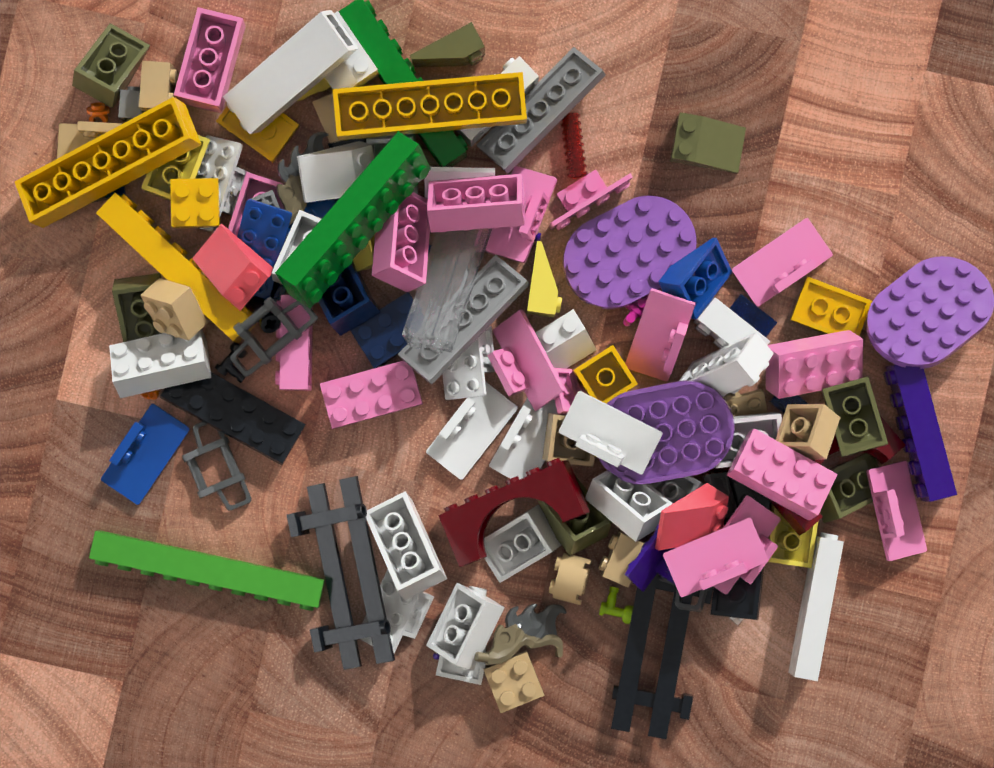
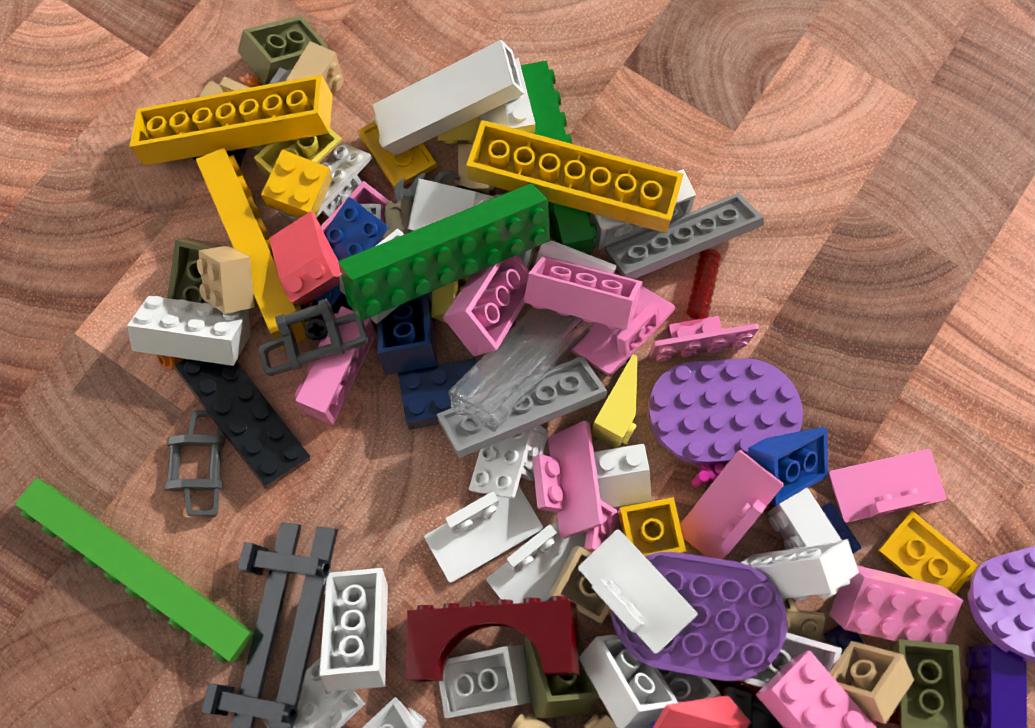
camera: 25 degrees right, 15 degrees down
(144, 453) = (130, 419): blue bracket -> none
(209, 60) = (376, 71): bright pink brick -> none
(227, 365) = (255, 366): black piece -> none
(371, 394) = (391, 450): bright pink brick -> none
(454, 49) = (622, 140): olive slope -> none
(707, 143) = (845, 333): olive slope -> none

